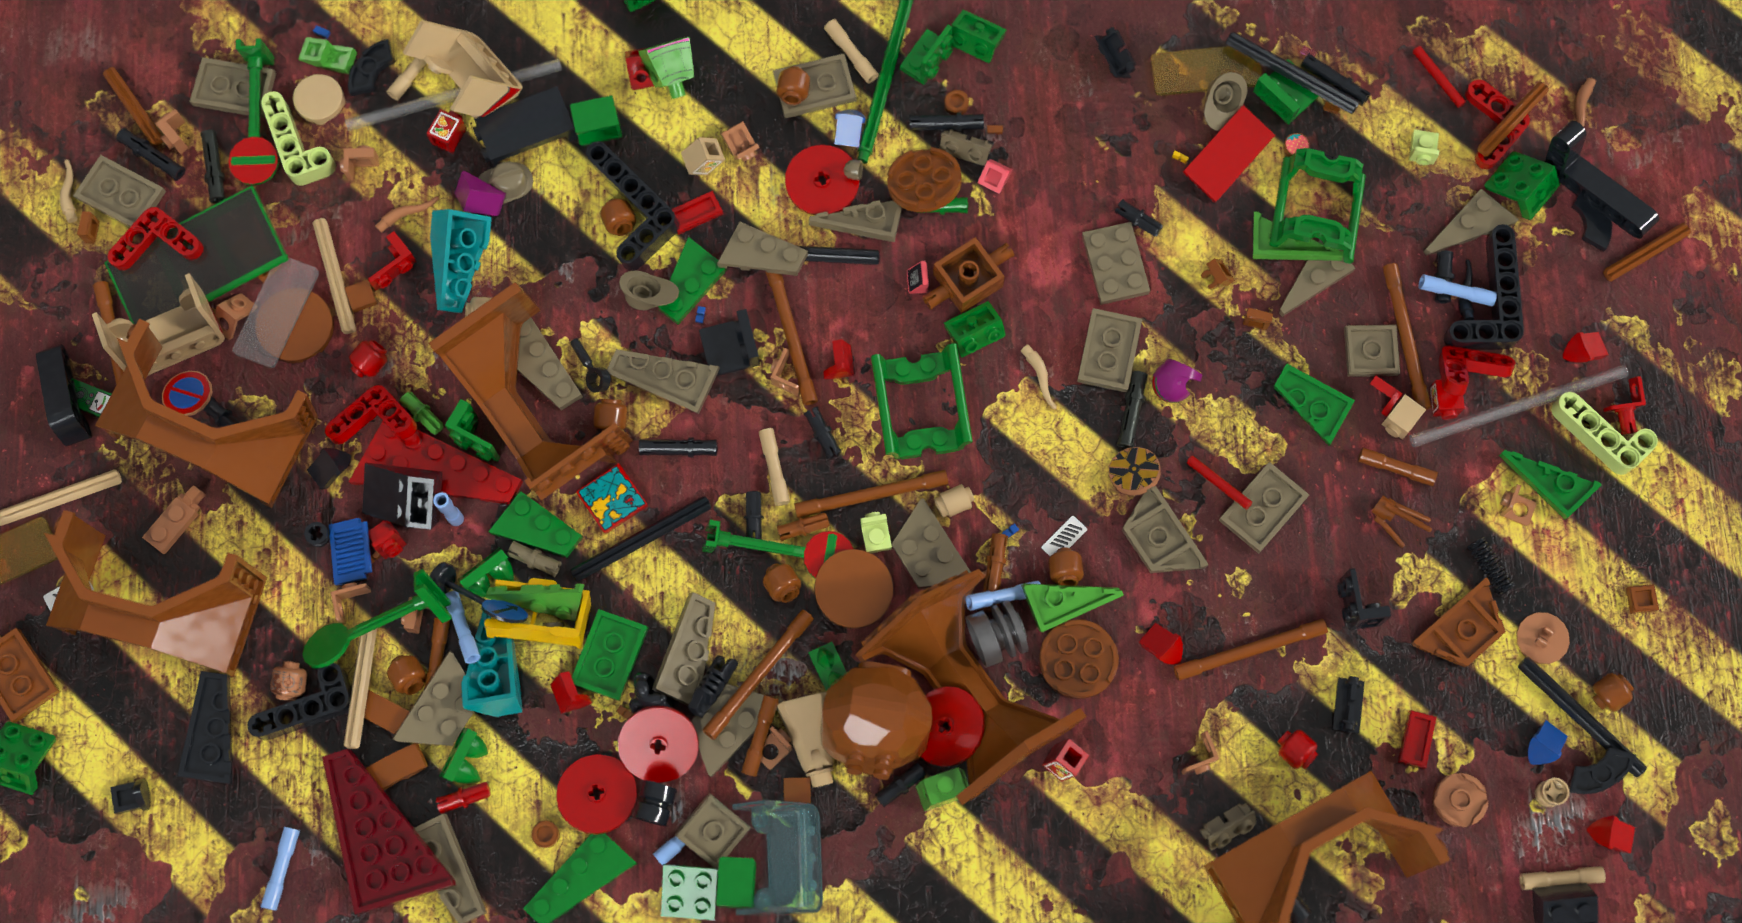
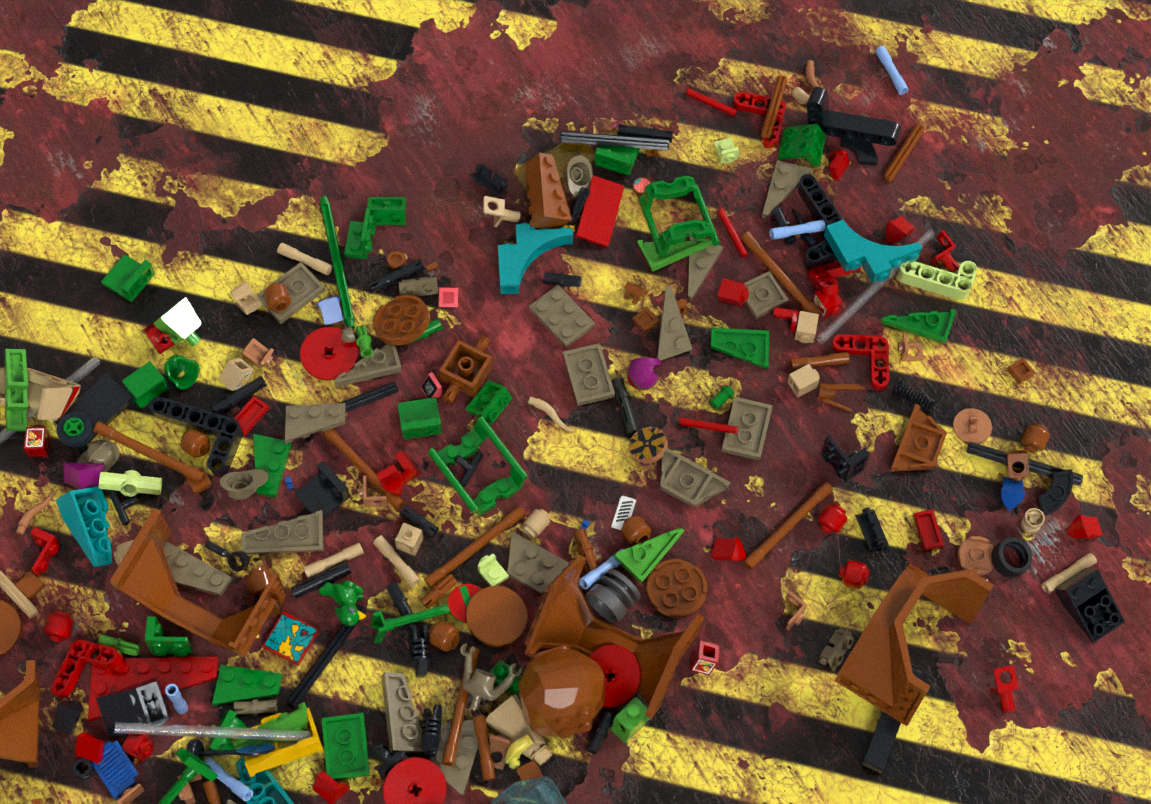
camera: 30 degrees left, 10 degrees down
(333, 515) = (89, 747): none -> red tile
(449, 59) = (15, 389): none -> bright green slope
(467, 567) = (208, 731): none -> clear piece
(486, 130) = (75, 422): none -> black wheel
(502, 251) = (121, 506): none -> black piece
(523, 230) = (130, 483): none -> yellowish green piece
(592, 246) = (187, 470): none -> dark orange piece
(601, 263) = (199, 487): none -> dark orange tile
(642, 113) = (178, 363): none -> green hair
(694, 183) = (241, 394): none -> black pin
(694, 483) = (345, 596): none -> green animal
(720, 431) = (345, 555): none -> tan piece
(746, 585) = (419, 650): none -> black hinge
(759, 69) = (245, 298): none -> tan bracket
(794, 660) = (482, 682): none -> dark tan piece
(795, 756) = (516, 749): none -> light yellow arm
(800, 448) = (409, 539): none -> tan brick
(813, 369) = (391, 480): none -> red tile
(867, 185) = (364, 341): none -> bright green axle
(885, 309) = (419, 418): none -> green bracket
(913, 396) = (469, 467): none -> black piece
(1107, 101) = (500, 212): none -> tan bracket
(1122, 157) = (529, 245): none -> teal arch
(1173, 103) = (546, 193): none -> dark orange wedge
(1206, 134) = (579, 203): none -> black axle
(1213, 315) = (645, 320): none -> dark orange tile
(1235, 350) = (673, 334): none -> dark tan wing
(1254, 454) = (722, 396): none -> green pin
(1307, 668) = (832, 518): none -> red head
(1336, 332) = (733, 292): none -> red brick
(1364, 482) = (803, 380): none -> tan brick
(1376, 254) = (733, 234): none -> red bar
(1470, 490) = (874, 353): none -> red beam
(1519, 824) = (1022, 550): none -> black tyre
(1533, 374) = (875, 258): none -> teal arch
(1555, 118) = (800, 95): none -> tan arm
(1557, 229) = (839, 163): none -> red tile
(1575, 705) = (1014, 456): none -> dark orange brick
(1690, 152) = (886, 60): none -> light blue piece

